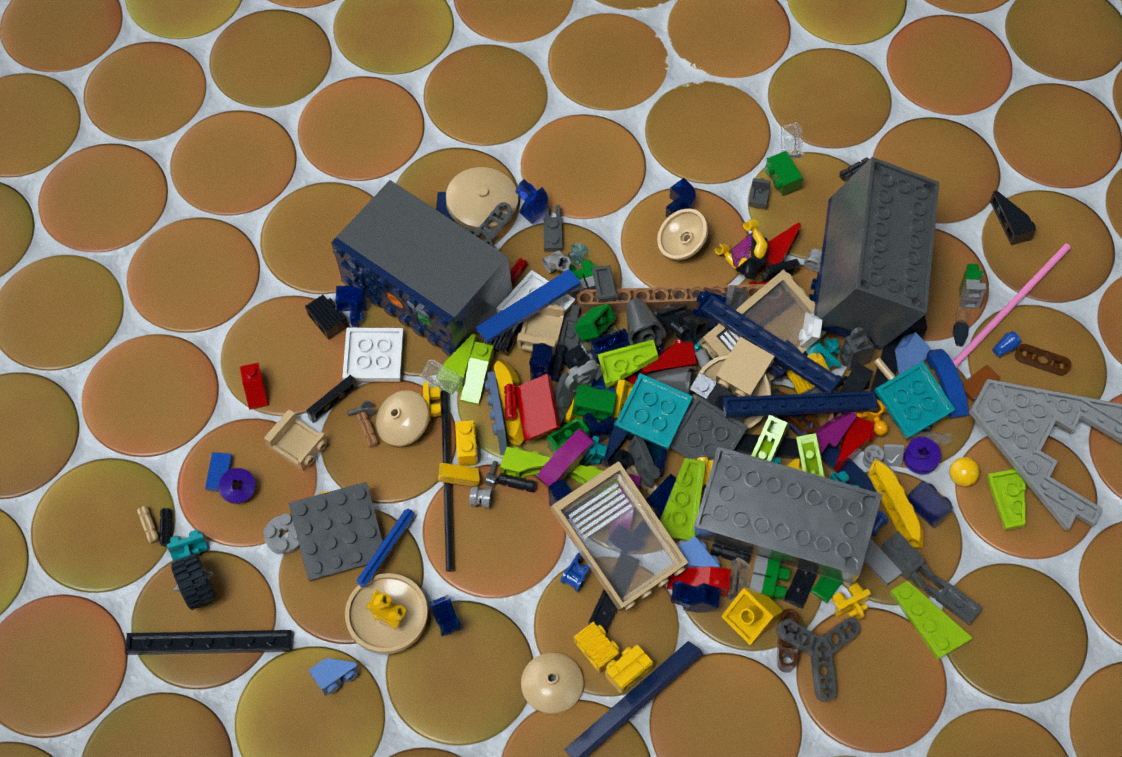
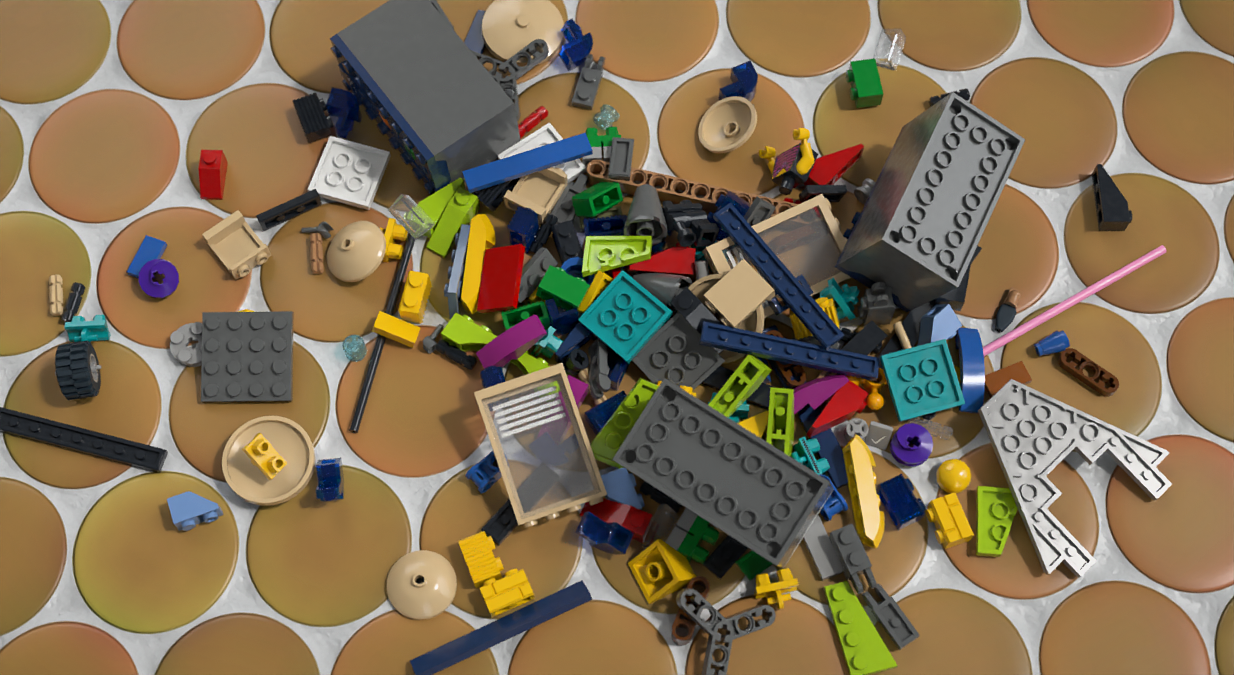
camera: 15 degrees right, 5 degrees up
(385, 548) = (290, 389): blue axle -> none
(426, 495) = (350, 344): none -> clear light blue wheel
(480, 497) = (411, 360): light grey wheel -> none
(510, 402) = (474, 264): red axle -> none
(556, 261) = (578, 120): light grey piece -> none
(583, 375) = (558, 256): light grey plate -> none
(759, 193) = (830, 99): dark grey bracket -> none
(810, 331) = (827, 274): white wing -> none
(970, 289) = (1033, 268): light grey hips -> none
(974, 508) = (949, 520): none -> yellow brick

